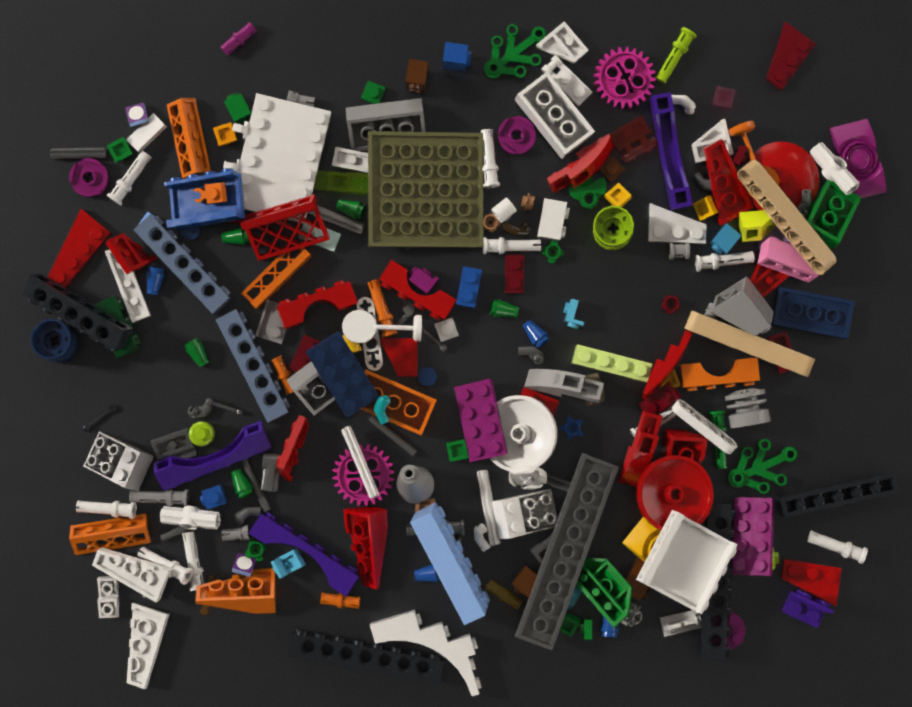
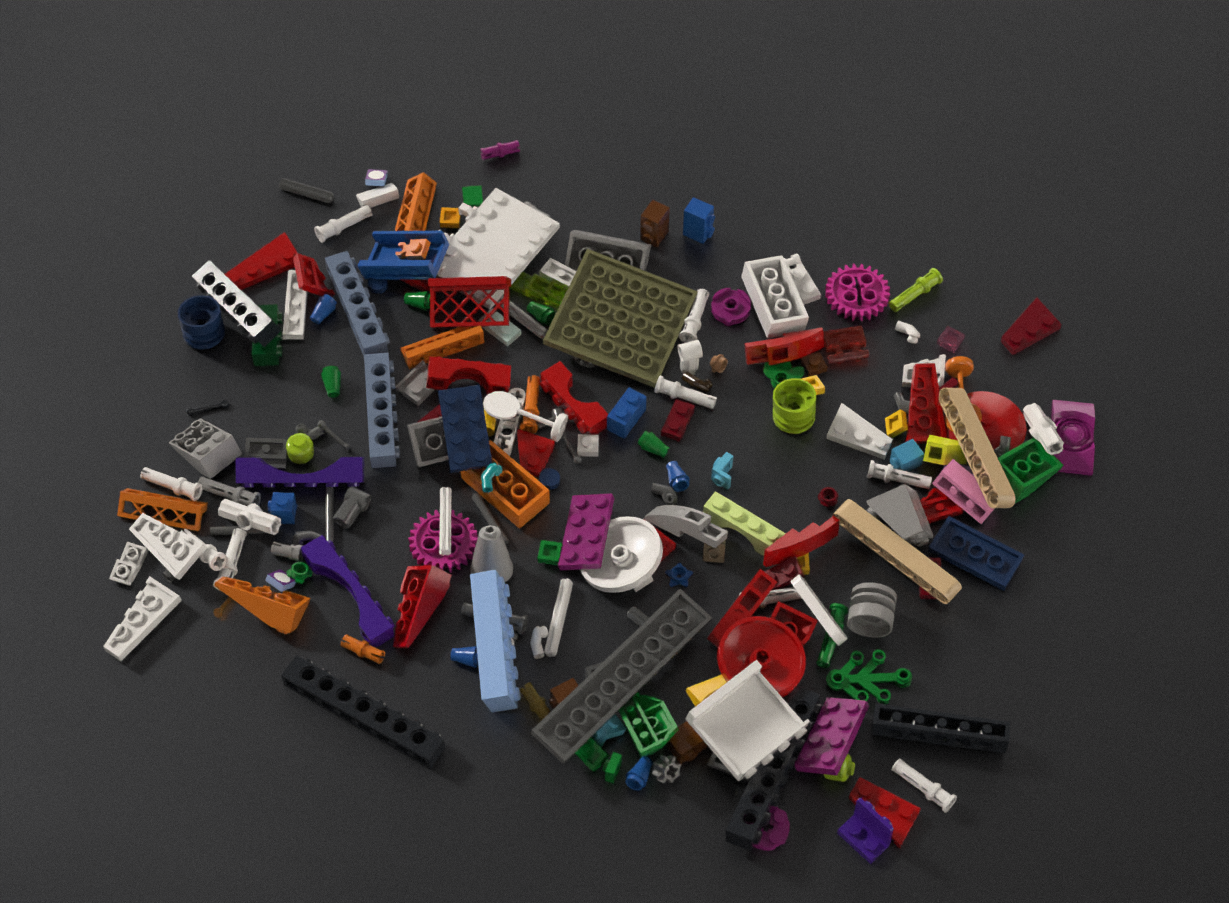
camera: 25 degrees right, 30 degrees down
(80, 184) = (305, 220): magenta plate -> none
(120, 150) = (346, 199): green plate -> none
(241, 484) = (315, 510): green cone -> none
(282, 372) = (406, 418): orange pin -> none
(288, 563) = (326, 594): medium azure bracket -> none
(290, 454) = (379, 491): red wing -> none
(373, 93) = (607, 228): green plate -> none
(422, 279) = (584, 391): magenta brick -> none
(457, 650) = (422, 699): white arch -> none
(490, 227) = (673, 364): medium nougat plate -> none
(512, 54) = (757, 241): green plant -> none
(524, 514) = (591, 632): white slope -> none
(527, 477) = (612, 595): white tile -> none
(547, 251) = (725, 408): green plate -> none
(552, 220) = (735, 384): white brick -> none
(563, 44) = (808, 247): white wing -> none
(665, 129) = (878, 363): dark purple arch -> none
(679, 251) = (855, 452): light grey bush -> none
(680, 622) = (717, 801): white hinge -> none
(743, 371) = (829, 569): orange arch -> none

